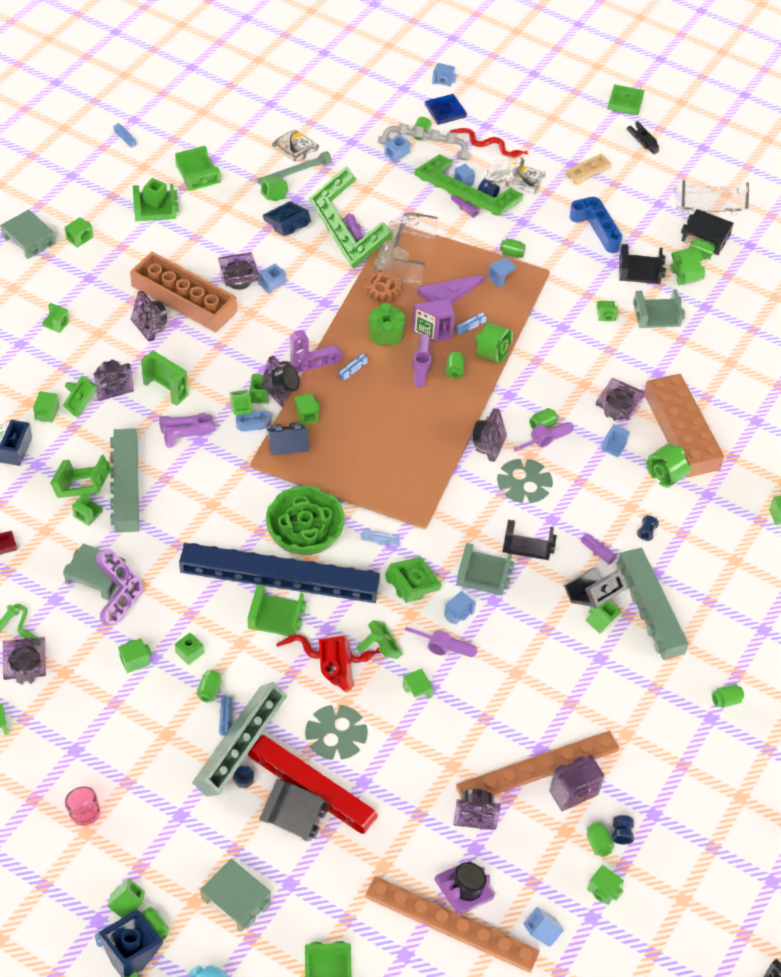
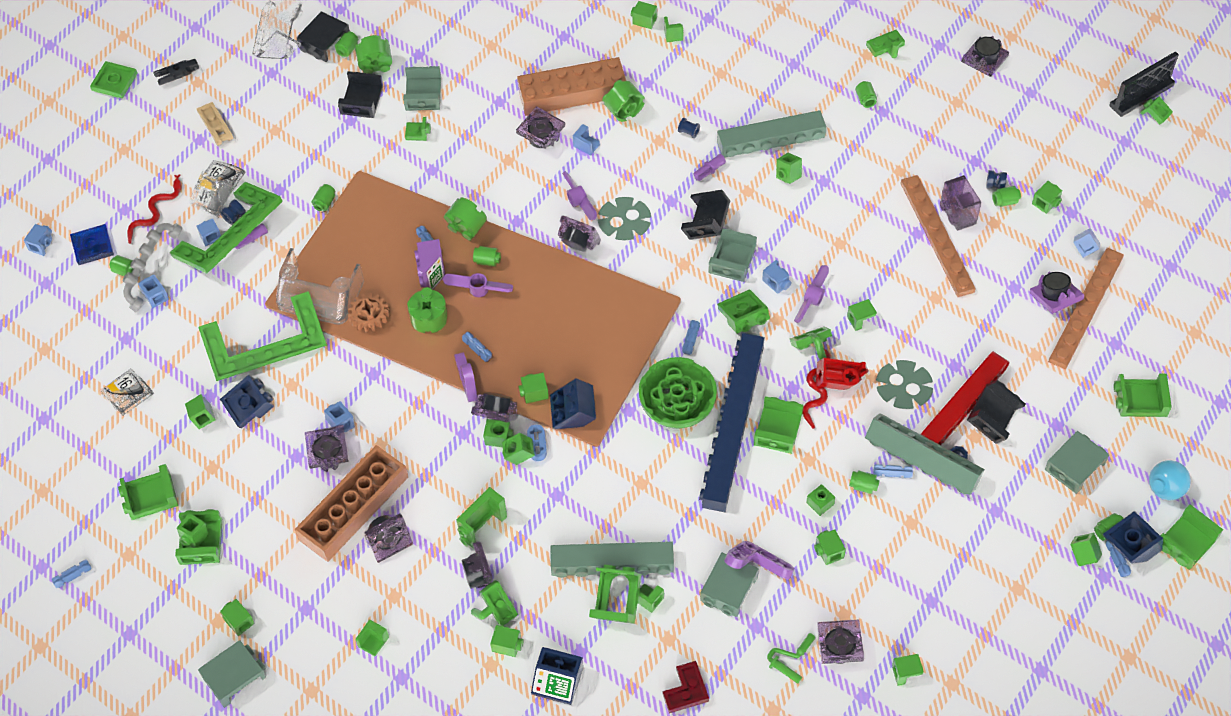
camera: 80 degrees left, 5 degrees up
(80, 803) = (1001, 583): clear pink helmet -> none
(184, 426) = (540, 519): medium lavender piece -> none
(323, 158) = (154, 363): sand green piece -> none
(353, 226) = (263, 340): medium lavender axle -> none
(450, 290) = (381, 259): medium lavender wing -> none
(476, 810) = (989, 274): clear purple piece -> none
(498, 271) = (362, 206): medium blue panel -> none
(546, 416) = (557, 193): bright green brick -> none
(592, 590) = (764, 169): panel -> none
(594, 211) = (297, 120): blue beam -> none

